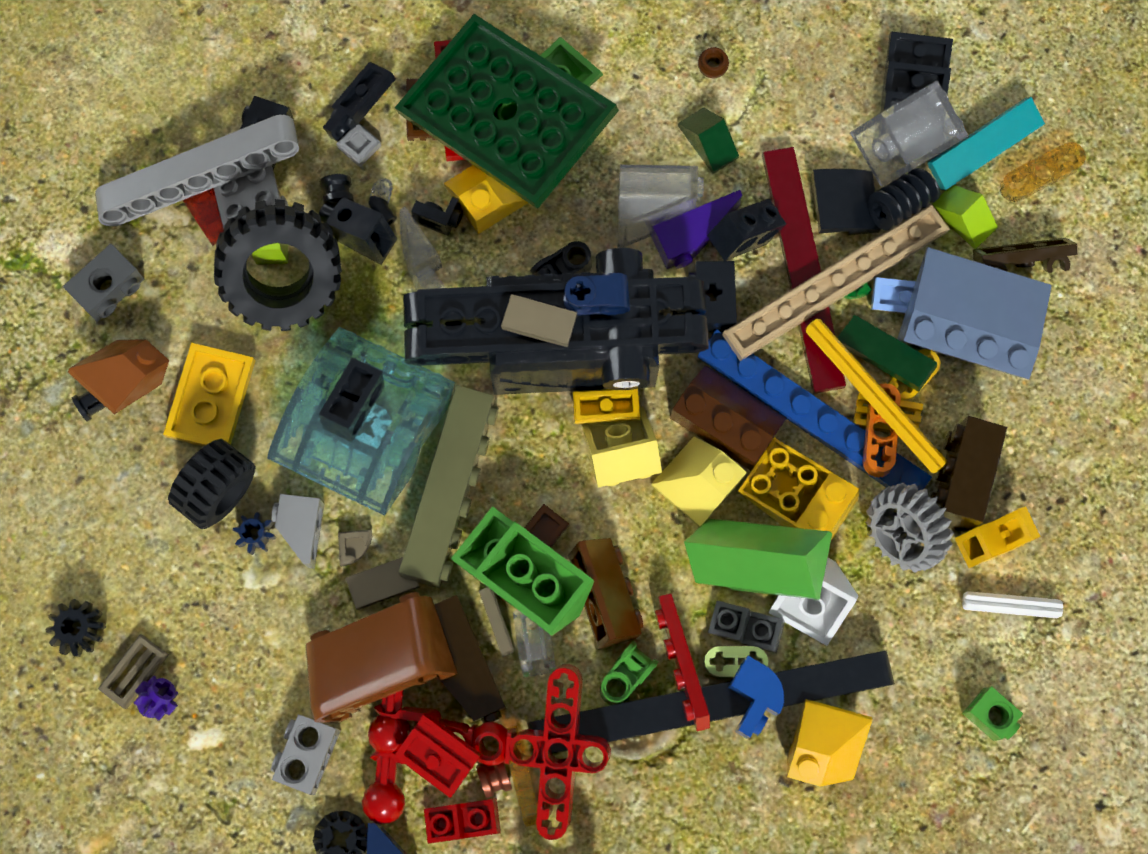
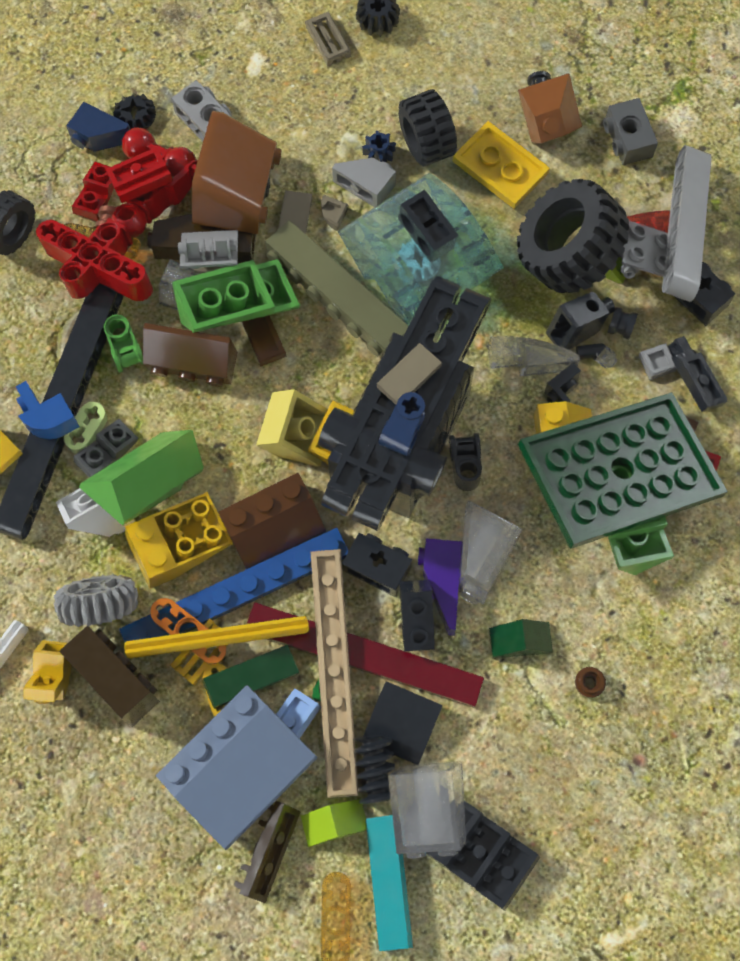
camera: 120 degrees right, 5 degrees down
(156, 698) = (292, 44): dark purple gear -> none
(482, 631) = (208, 249): none -> light grey hinge
(685, 674) = (93, 375): red plate -> none
(699, 480) = (236, 473): light yellow slope -> none

